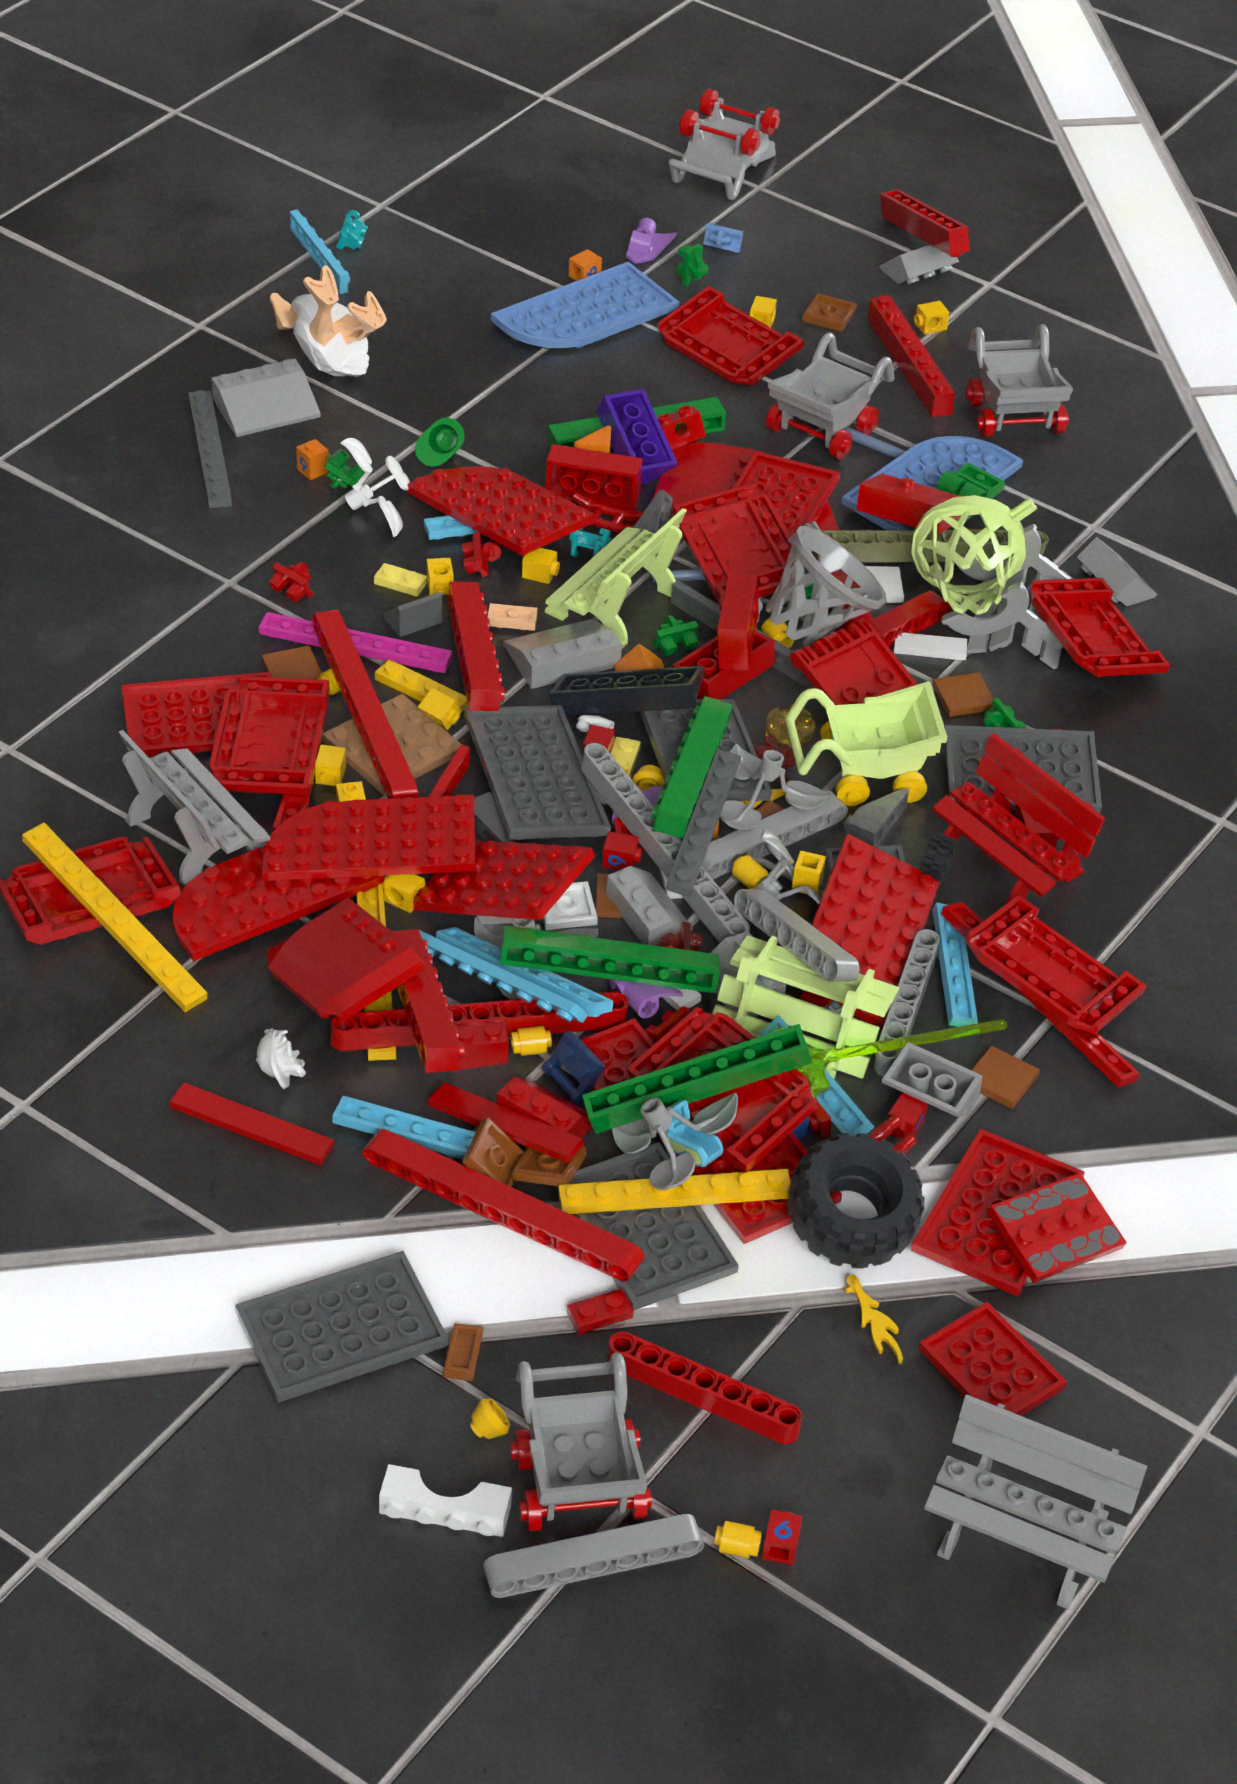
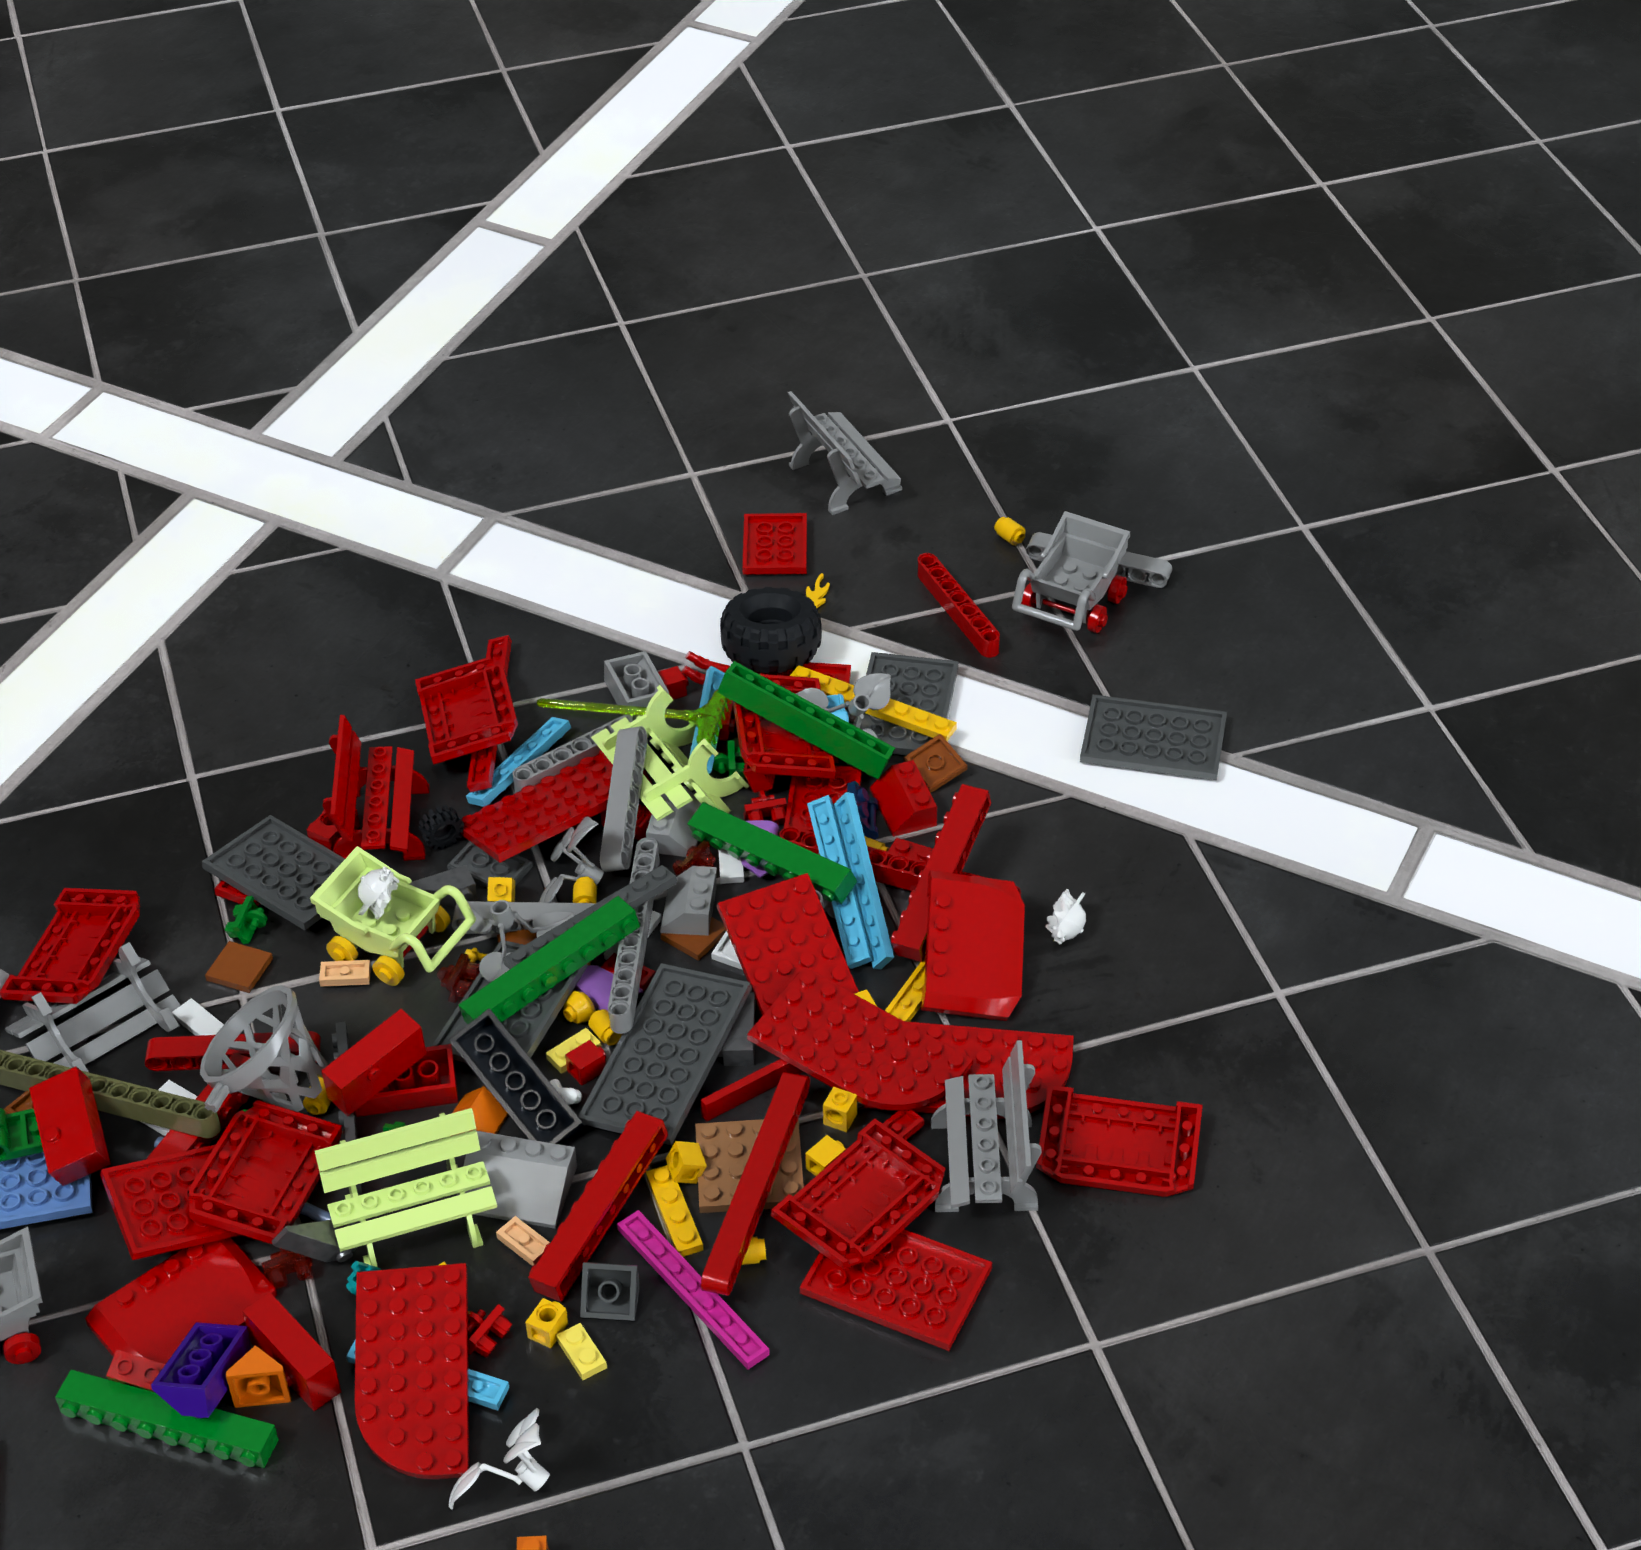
camera: 140 degrees left, 0 degrees up
(115, 917) = (1119, 1094): yellow plate -> none
(252, 1123) = (1118, 895): red tile -> none
(292, 663) = (770, 1294): dark orange tile -> none
(295, 578) = (686, 1396): red hips -> none
(339, 472) = (519, 1512): green hips -> none
(423, 1131) = (1018, 841): medium azure plate -> none
(439, 442) = (379, 1506): green piece -> none
(463, 1352) = (1081, 695): dark orange tile -> none
(479, 1511) = (1145, 605): white arch -> none
(489, 1420) = (1103, 643): yellow cone -> none
(493, 1153) = (972, 776): dark orange tile -> none
(504, 1205) = (994, 751): red beam -> none
(515, 1125) = (935, 779): red tile -> none
(600, 1311) = (979, 676): red plate -> none
(618, 514) = (320, 1306): red piece -> none
(621, 851) = (663, 953): red brick -> none
(777, 726) = (410, 993): clear yellow plate -> none
(782, 1537) = (982, 521): red brick -> none
(809, 871) = (547, 863): yellow brick -> none
(829, 836) = (501, 889): none -> yellow brick
(852, 665) = (324, 1004): red hinge -> none
(890, 721) = (376, 890): none -> white hair
(959, 1227) = (669, 611): red plate -> none
(994, 516) = (110, 1014): yellowish green piece -> none
(1004, 1076) = (575, 684): dark orange tile -> none
(1056, 1227) = (655, 579): red plate -> none

